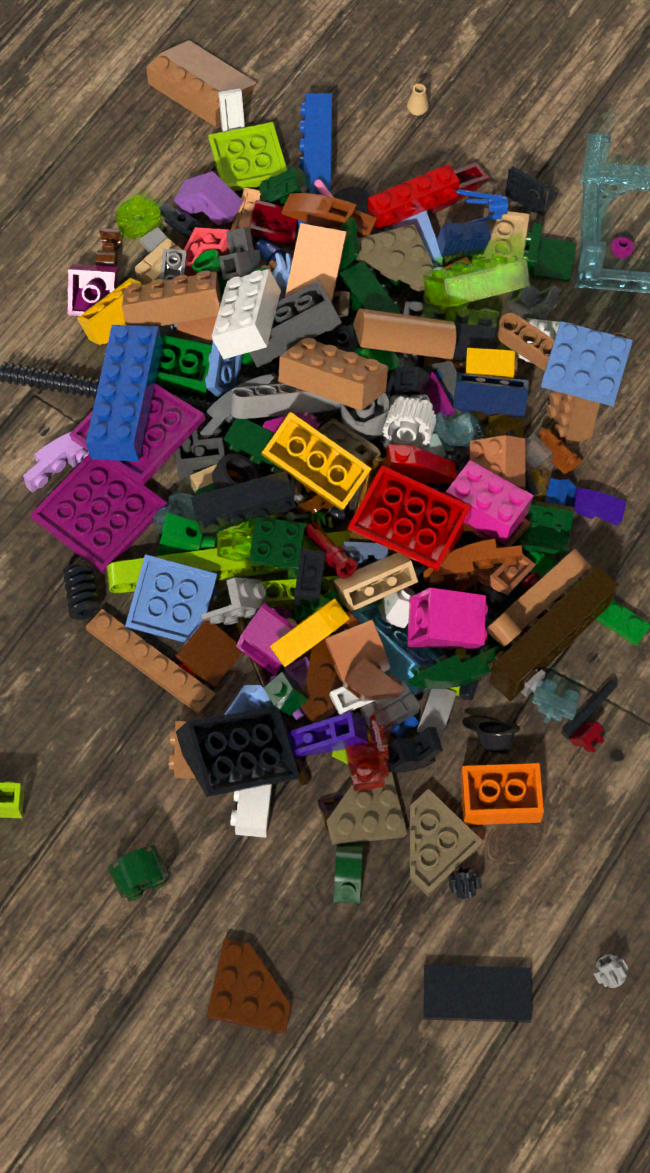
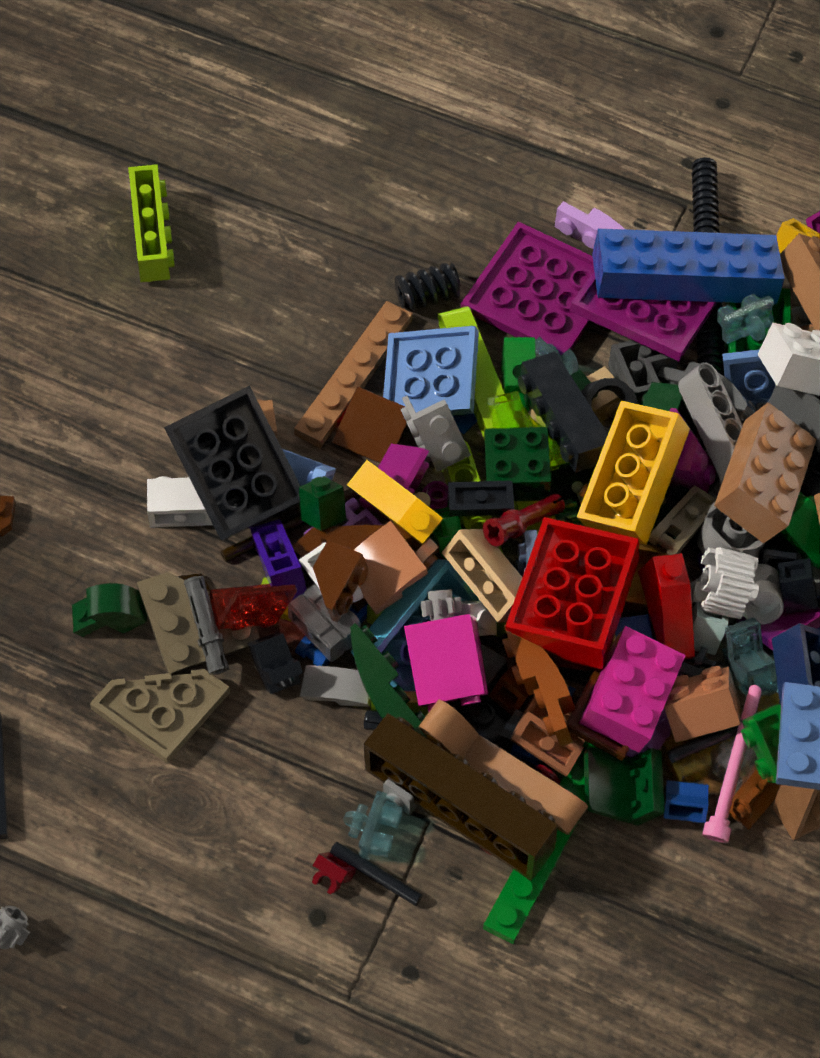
camera: 80 degrees right, 5 degrees down
(139, 872) = (78, 394): dark green brick -> none
(174, 356) = (748, 320): none -> clear light blue hips
(390, 793) = (209, 637): none -> dark grey pin
(396, 620) = (441, 605): none -> light grey gear
(464, 882) = (108, 742): black gear -> none
(492, 733) = (319, 749): black piece -> none
(501, 794) = (230, 769): orange brick -> none
(538, 424) = (762, 734): none -> green bracket
(584, 477) = (718, 825): none -> bright pink piece
(597, 504) = (683, 854): dark purple slope -> none

